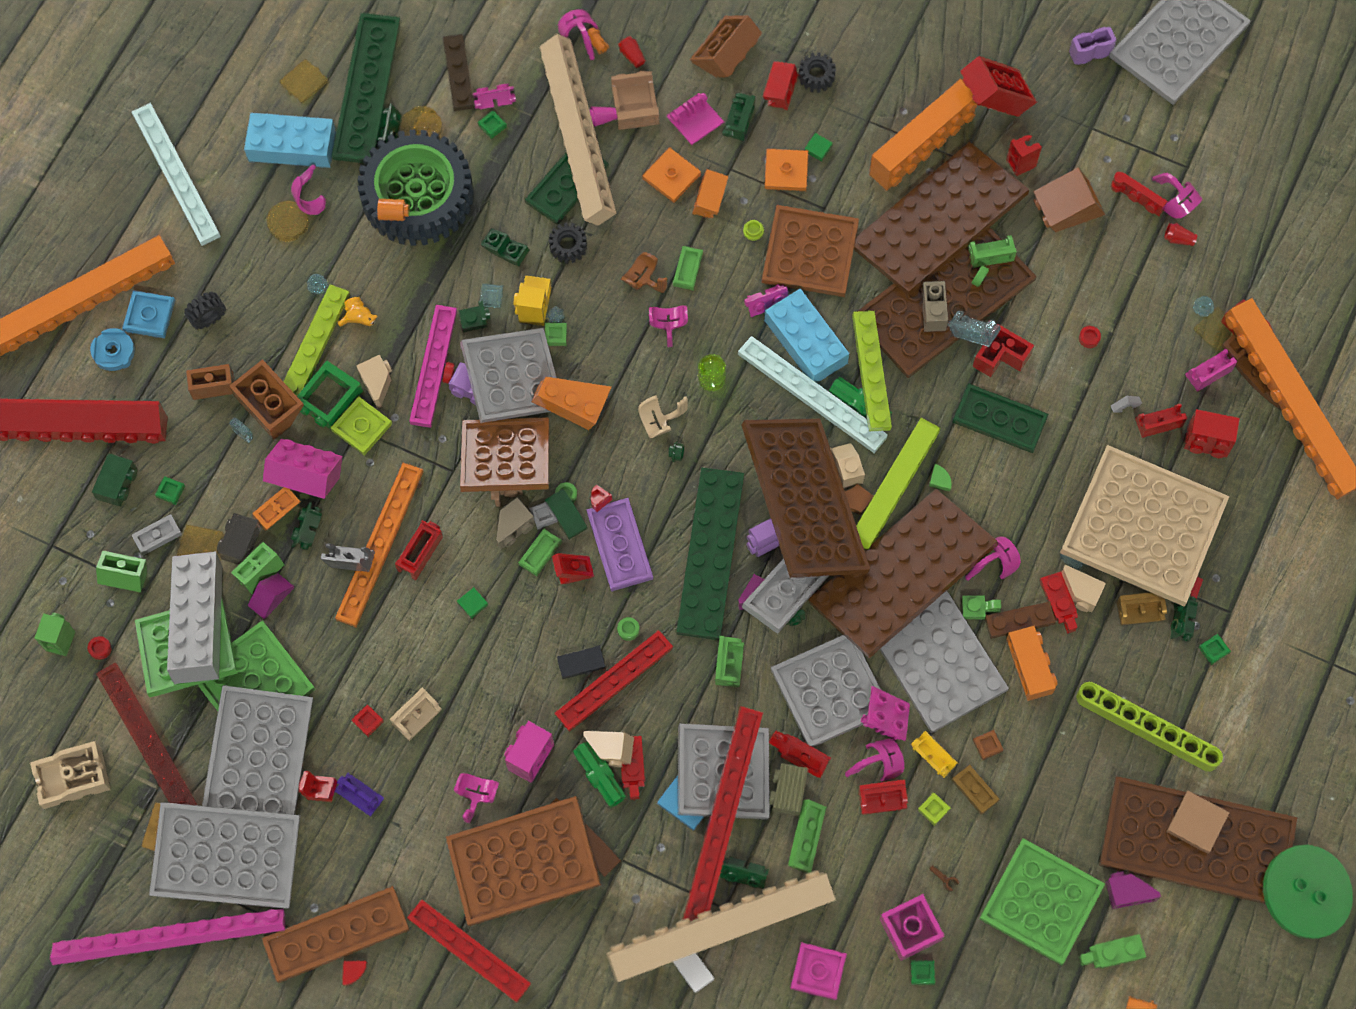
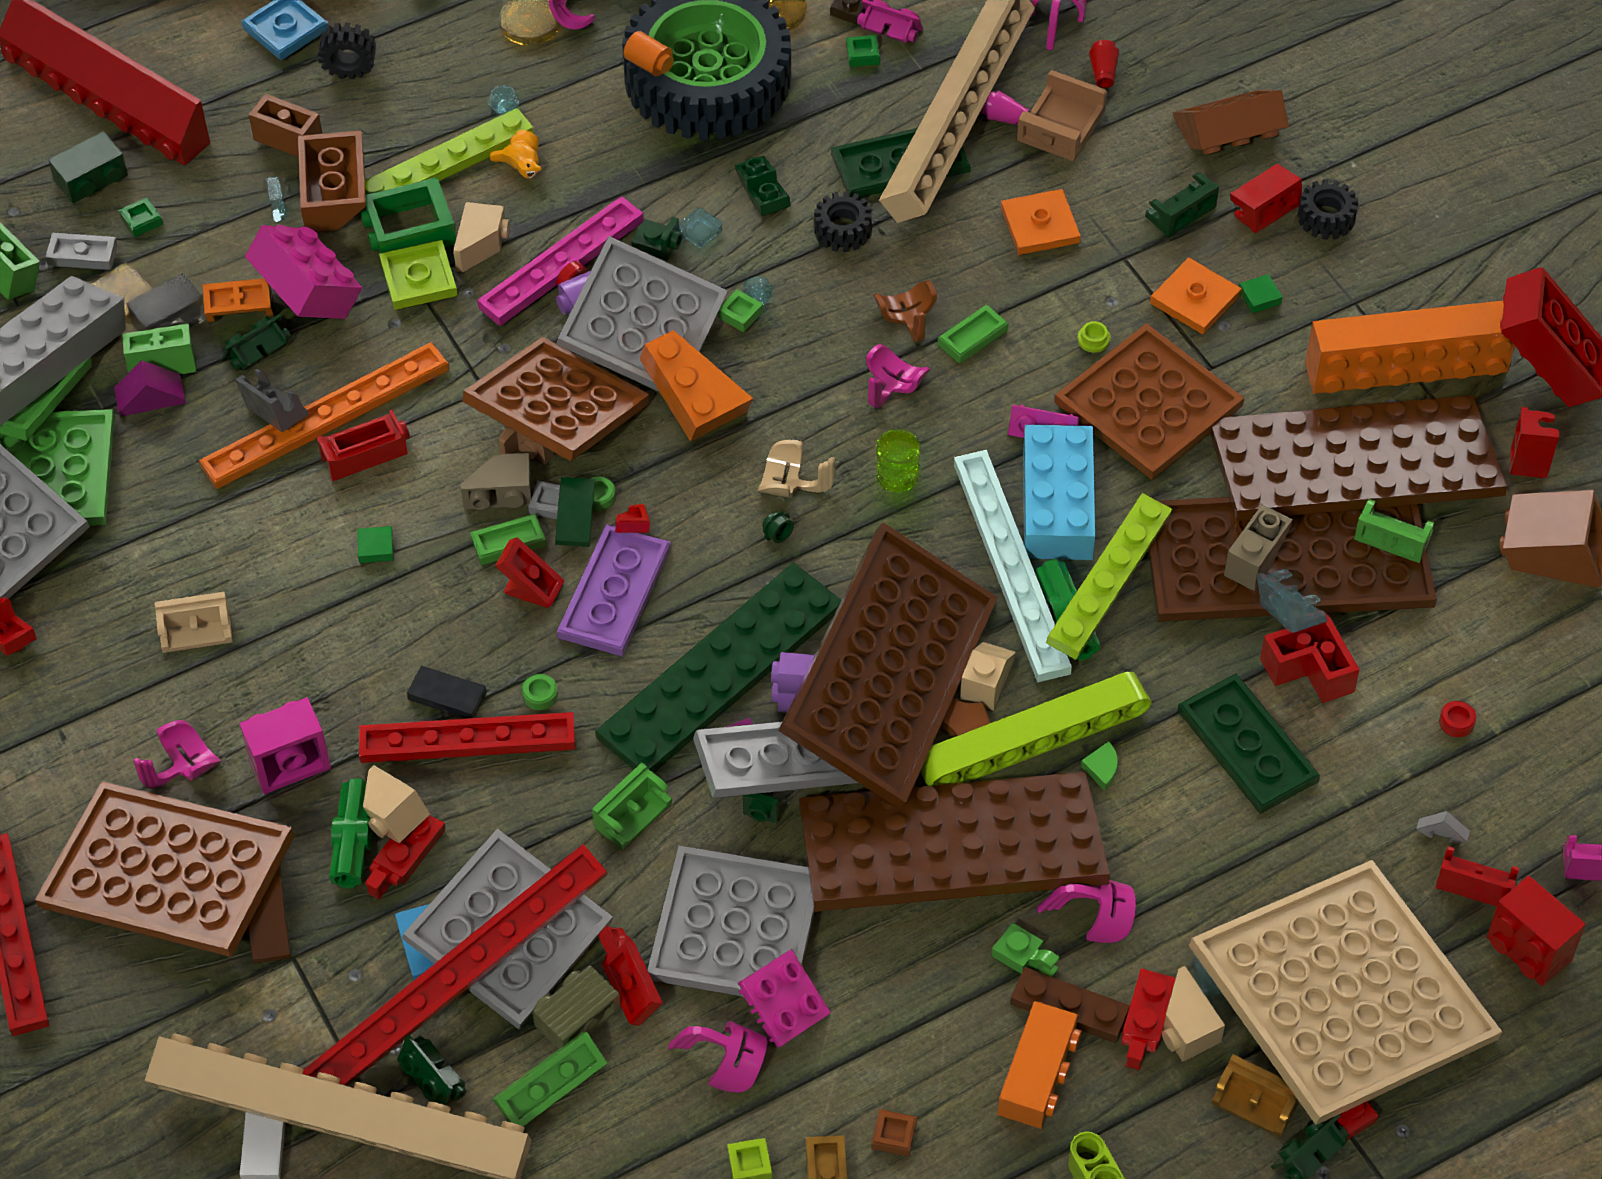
camera: 35 degrees right, 15 degrees down
(105, 341) = (214, 51): dark azure plate -> none
(358, 794) = (47, 668): dark purple hinge -> none
(367, 720) = (132, 594): red plate -> none
(532, 300) = (741, 253): yellow brick -> none
(597, 41) = (1069, 24): orange pin -> none
(695, 118) = (1123, 176): dark pink hinge -> none
(710, 194) = (1068, 264): orange hinge -> none
(883, 797) = (693, 1100): red hinge -> none
(934, 754) = (807, 1095): yellow hinge -> none
(942, 665) = (915, 989): light grey plate -> none
(980, 276) = (1353, 549): bright green tile -> none

